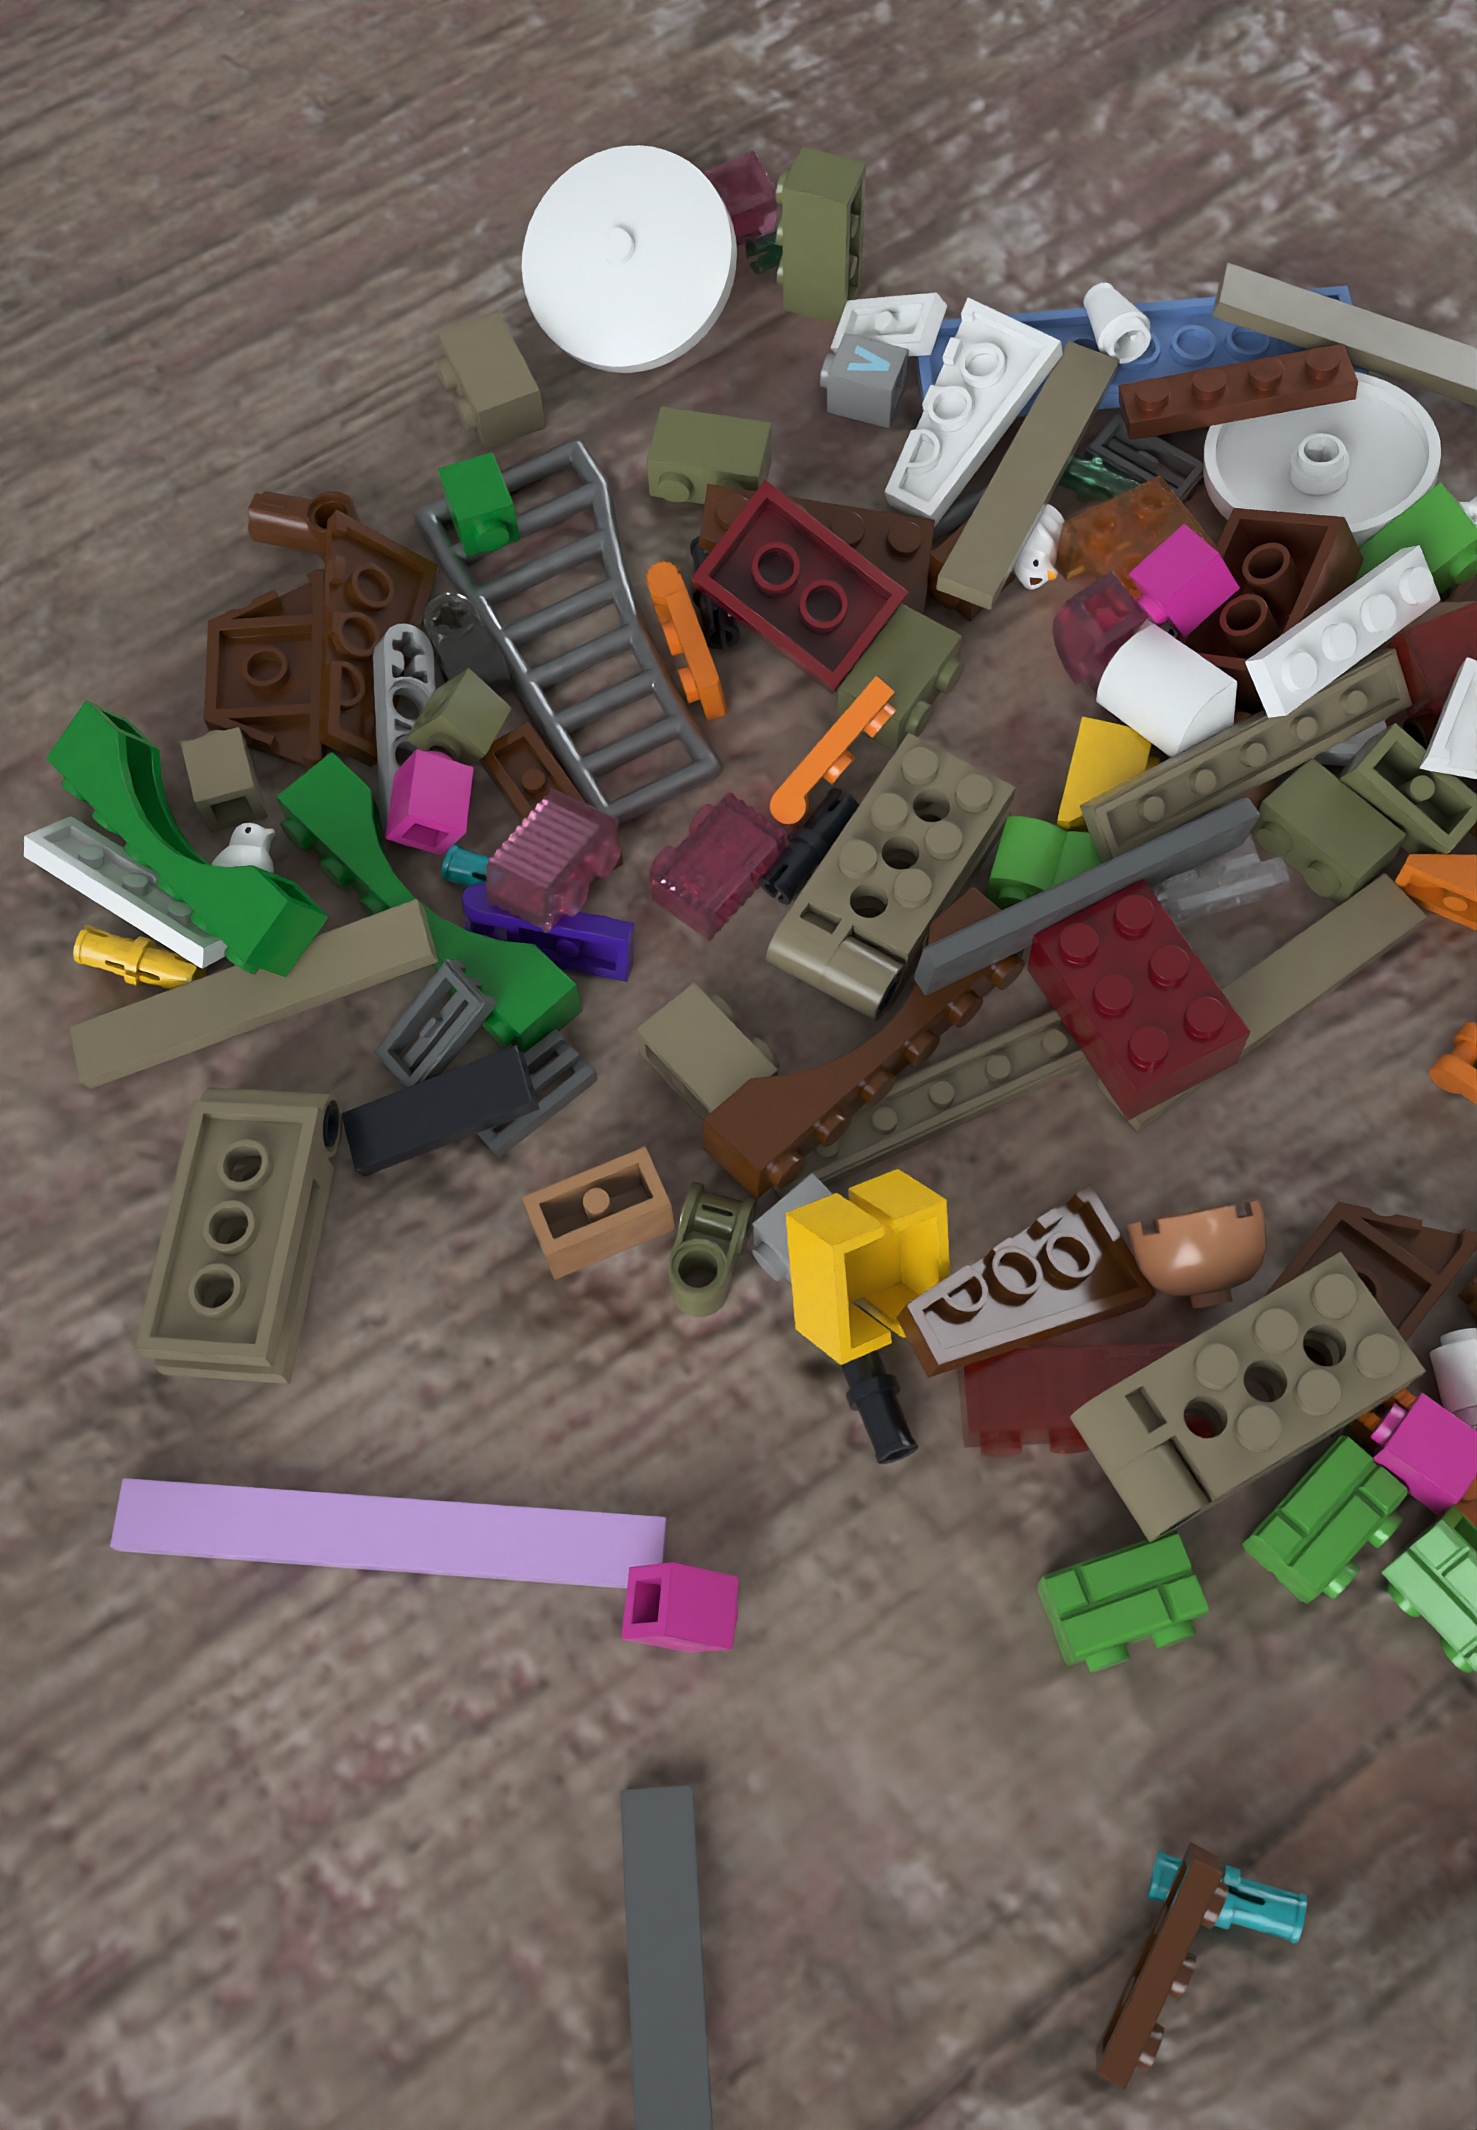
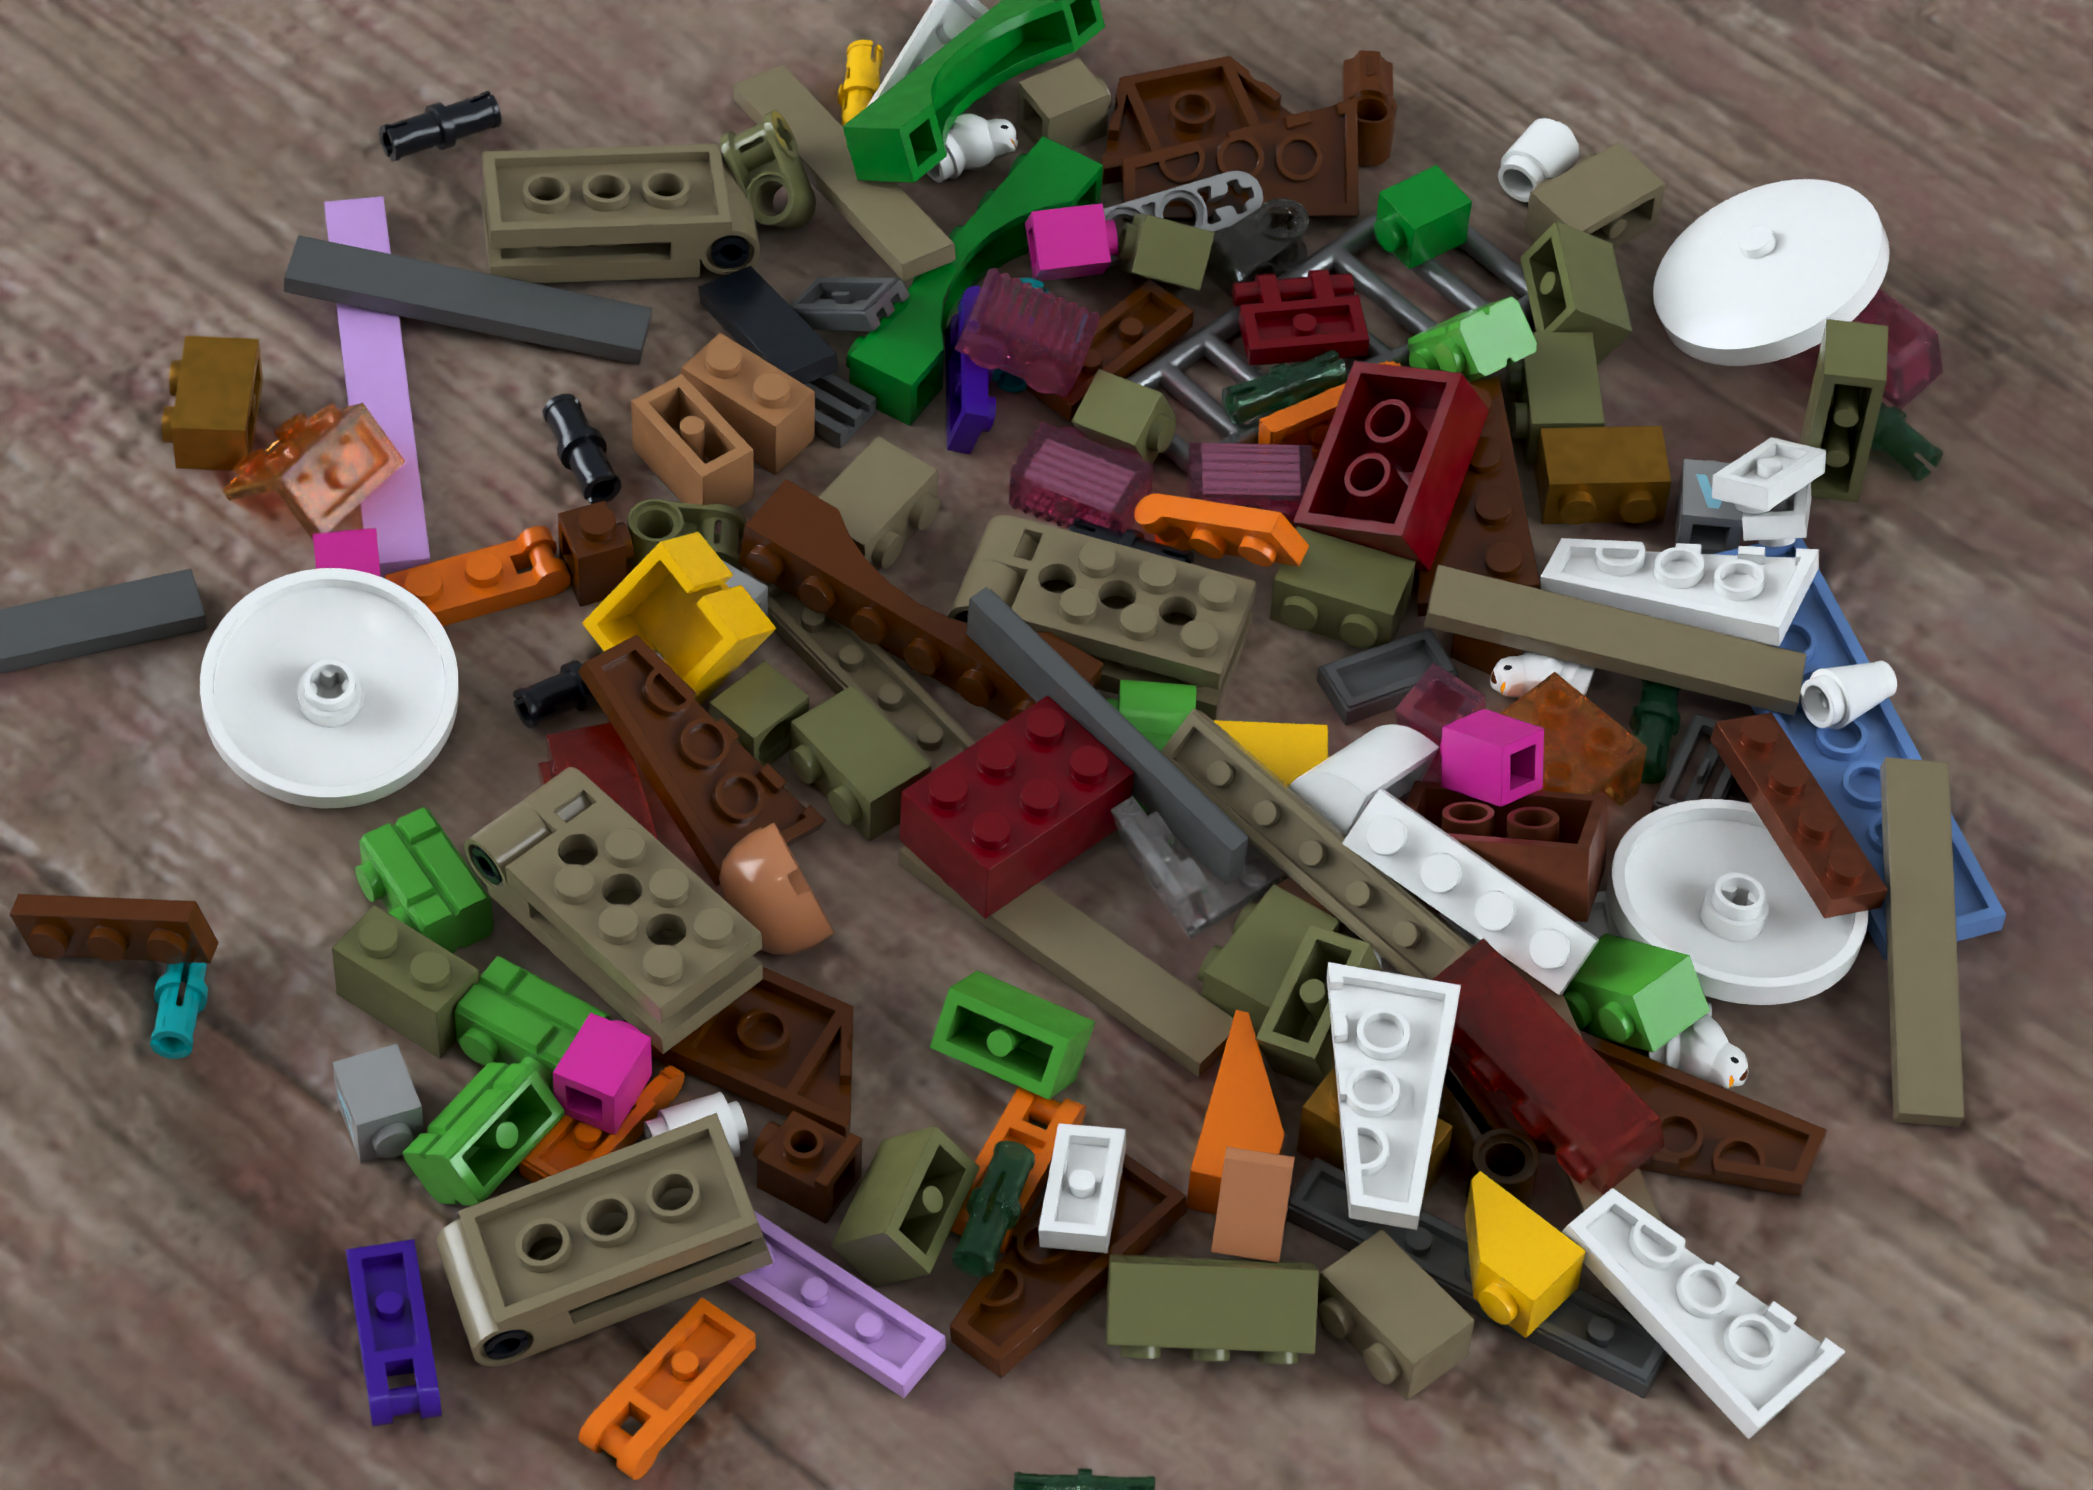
camera: 70 degrees right, 15 degrees down
(36, 1397) = (440, 126): none -> black pin
(229, 1061) = (764, 162): none -> olive piece
(305, 1419) = (468, 299): none -> dark grey tile
(383, 1722) = (215, 402): none -> pearl gold brick
(420, 408) = (1539, 154): none -> white brick
(516, 1624) = (320, 465): none -> clear orange bracket
(540, 1146) = (756, 399): none -> medium nougat brick
(549, 1330) = (581, 448): none -> black pin
(585, 637) = (1300, 317): none -> dark red plate
(598, 413) = (1576, 287): none -> olive brick
(651, 666) = (1283, 387): none -> clear green pin
(656, 498) = (1475, 341): none -> bright green brick
(659, 805) = (1126, 416): none -> olive brick
(702, 1477) = (488, 578): none -> orange plate
(708, 1340) = (594, 551): none -> reddish brown brick
(758, 725) = (1250, 475): none -> clear pink brick
(811, 442) = (1602, 474): none -> pearl gold brick
(850, 1659) = (329, 688): none -> white dish
(877, 310) = (1768, 475): none -> white plate
(973, 1217) = (761, 711): none -> olive brick
(993, 673) = (1381, 675): none -> dark grey tile
(1032, 1137) = (855, 761): none -> olive brick
(1255, 1640) = (402, 979): none -> olive brick
(1398, 1062) = (1012, 1034): none -> bright green brick
(1408, 1698) = (378, 1103): none -> light grey brick

